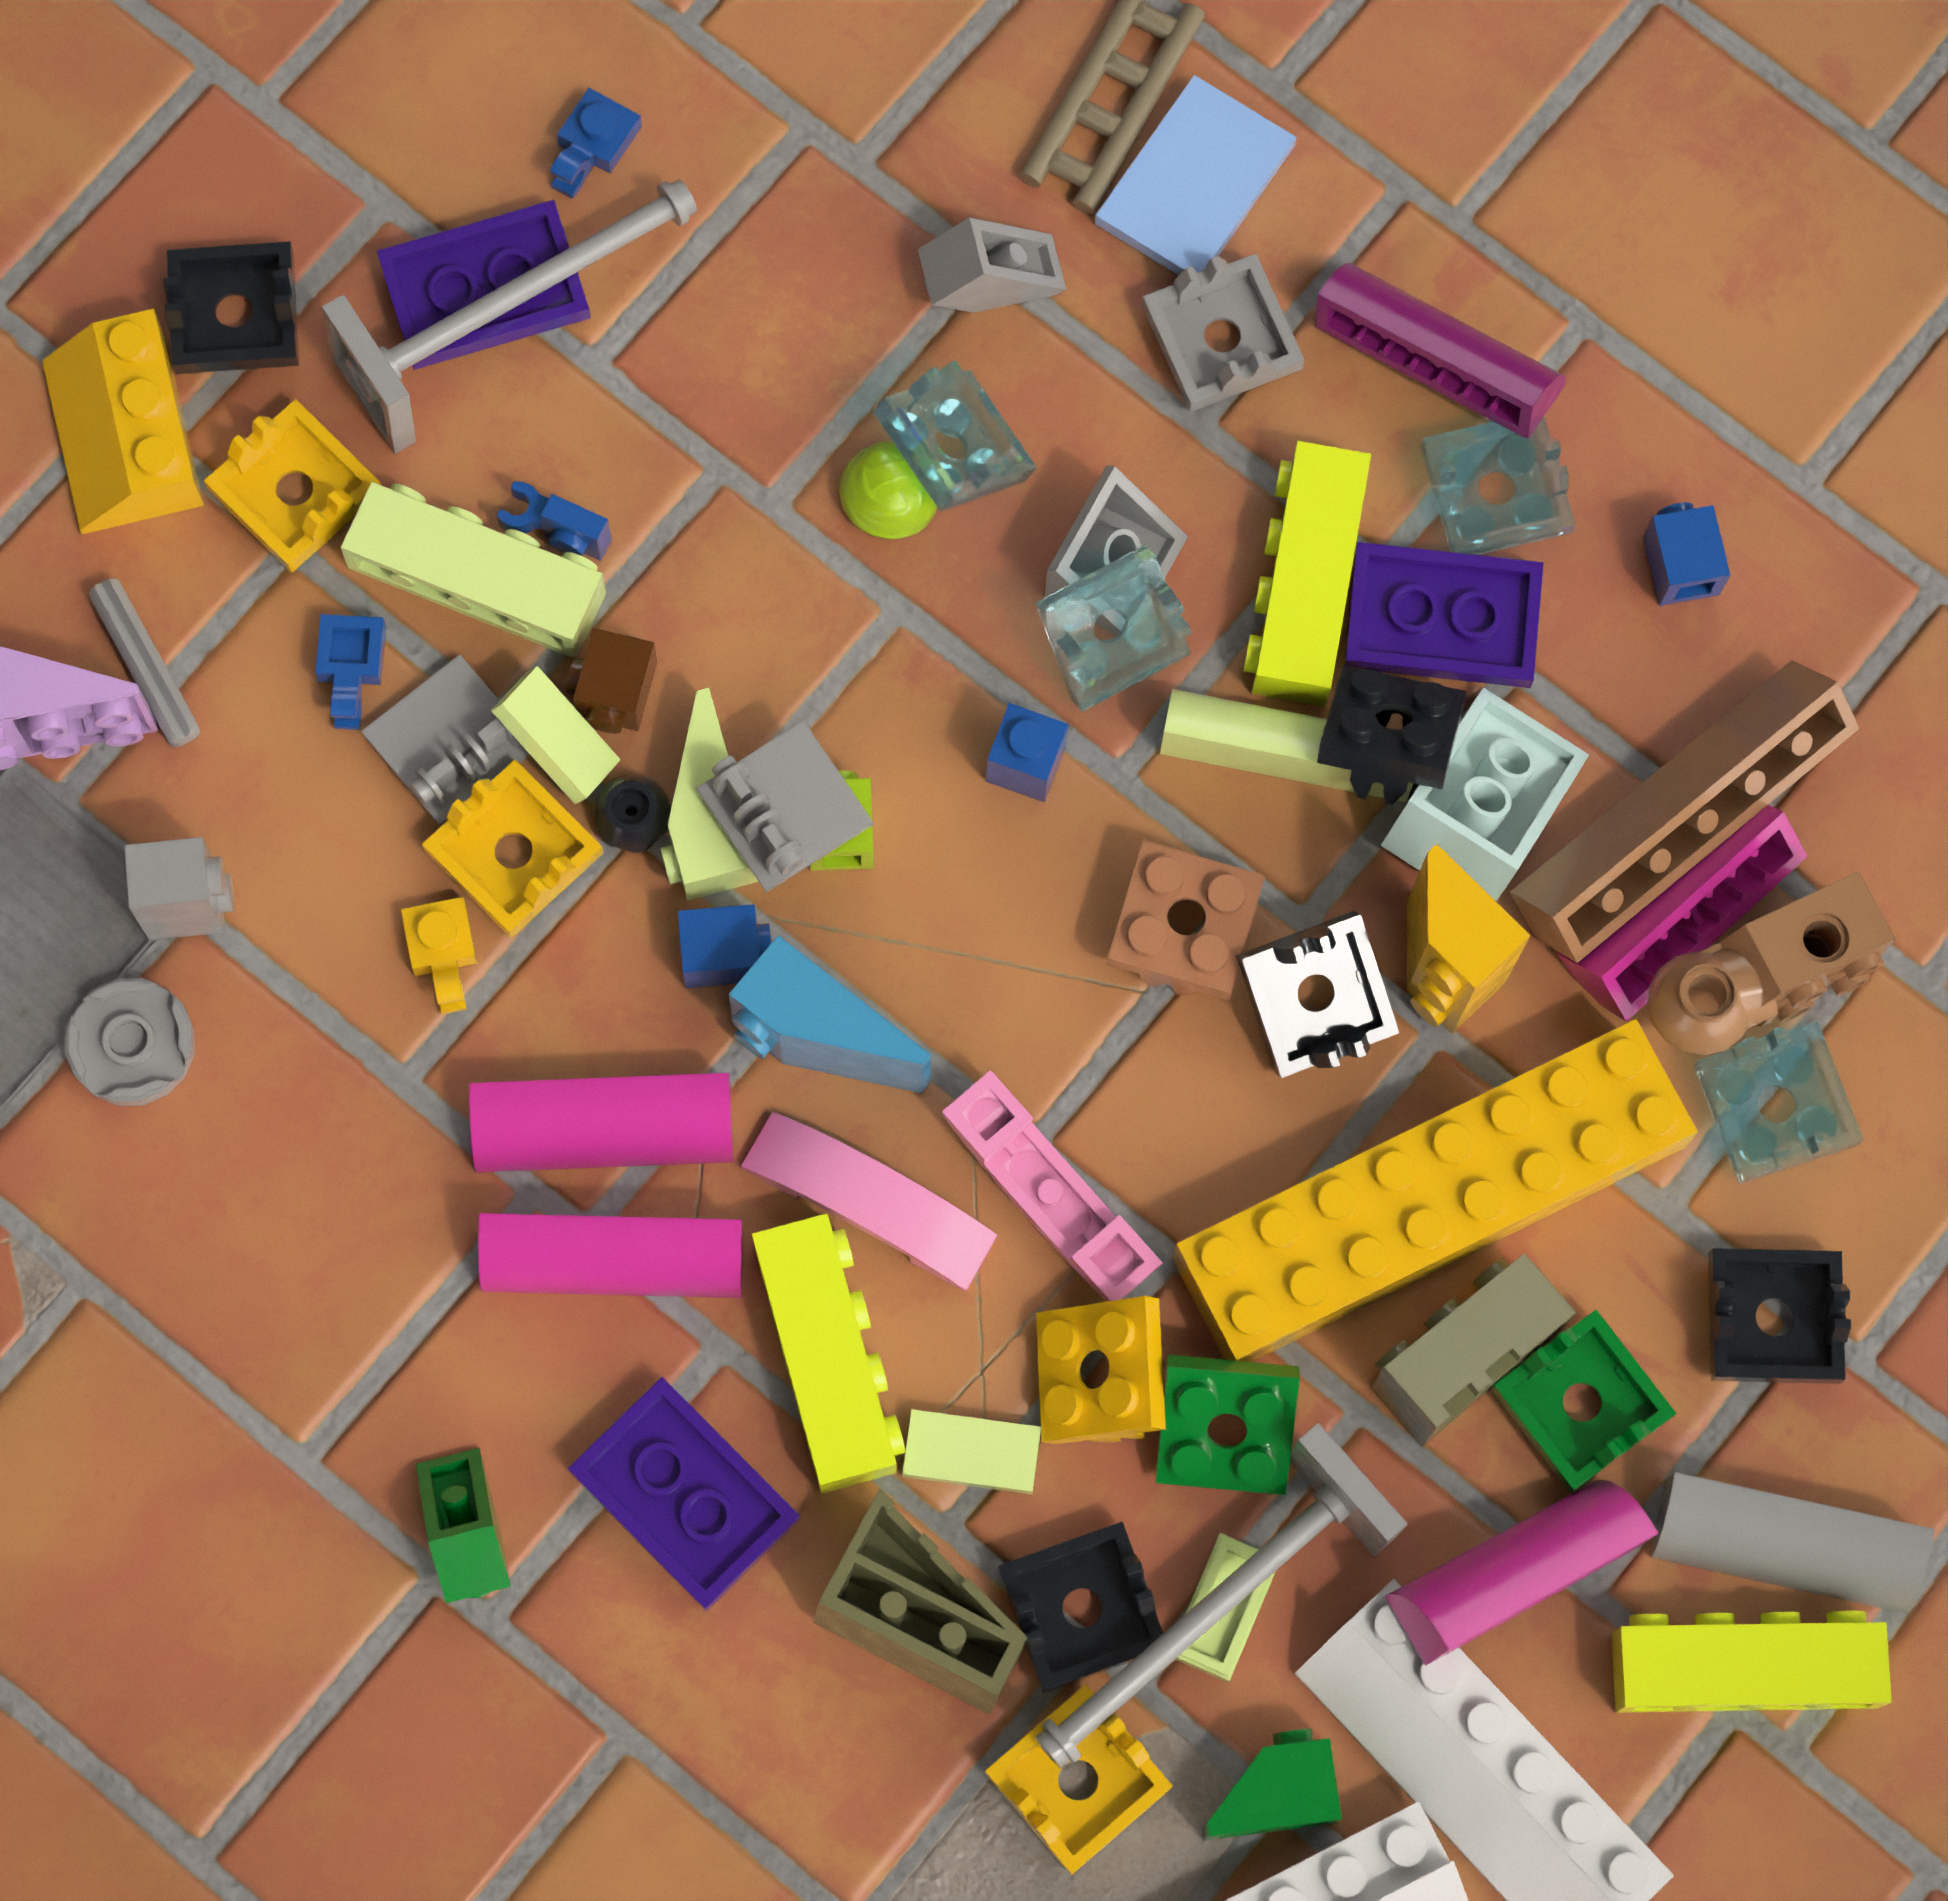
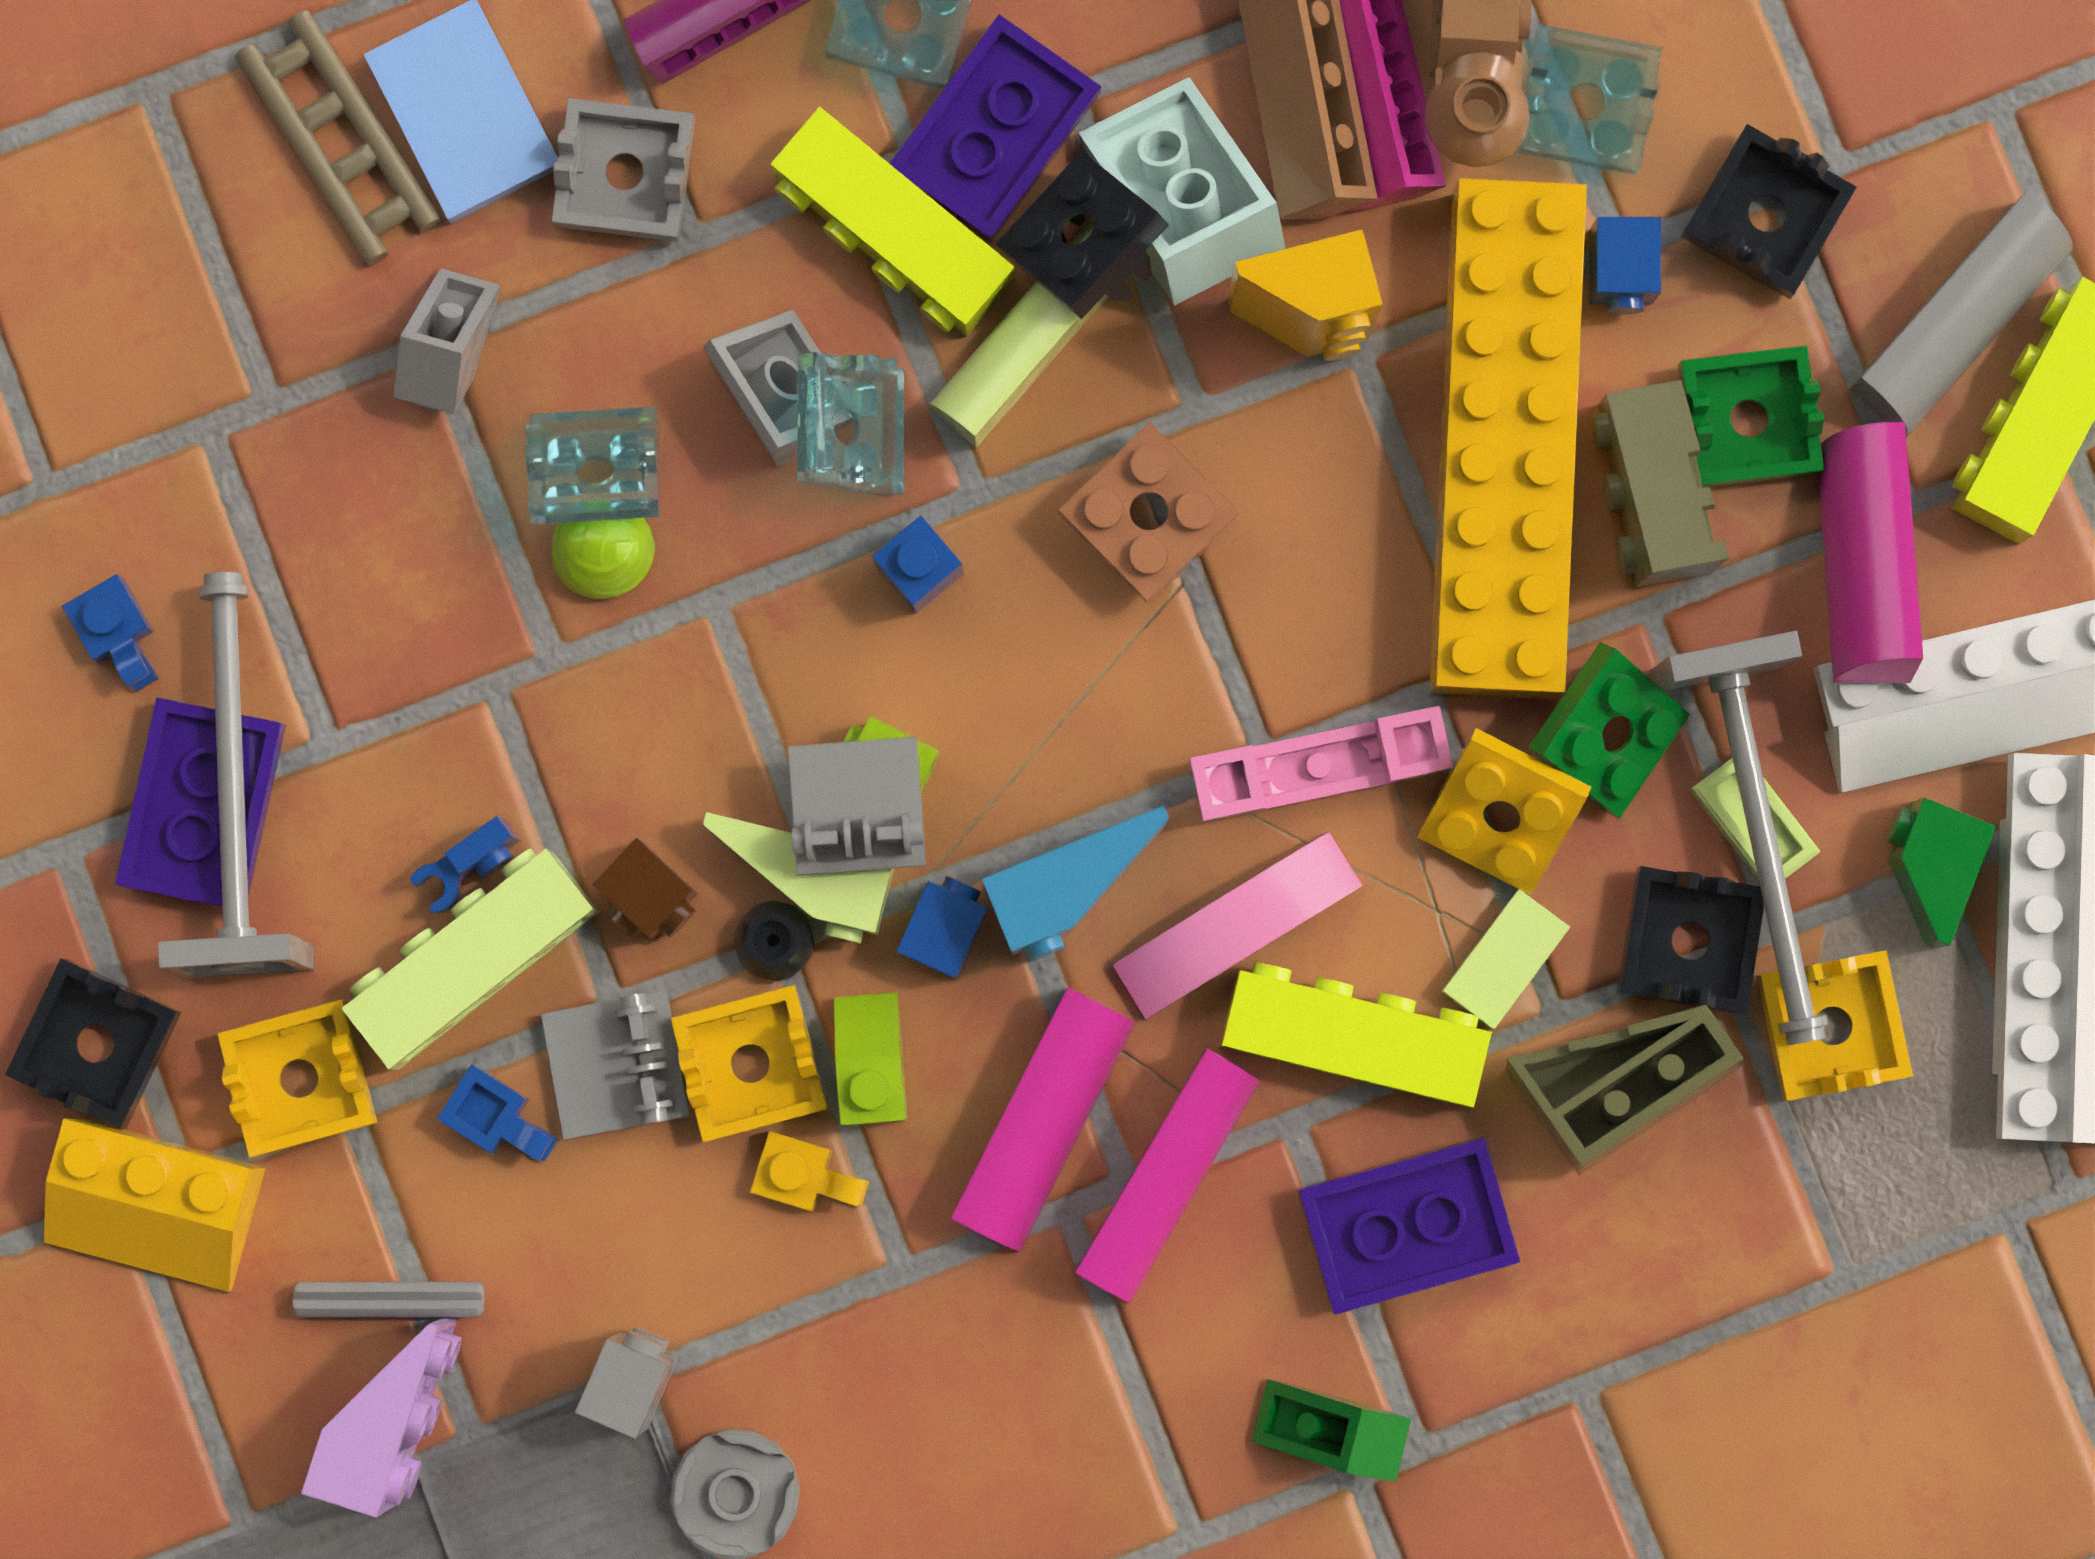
camera: 55 degrees left, 10 degrees up
(555, 735) = (670, 970): yellowish green tile -> none
(570, 947) = (869, 1059): none -> lime slope
(1351, 1020) = (1316, 431): piece -> none
(1652, 1212) = (1625, 263): none -> blue brick

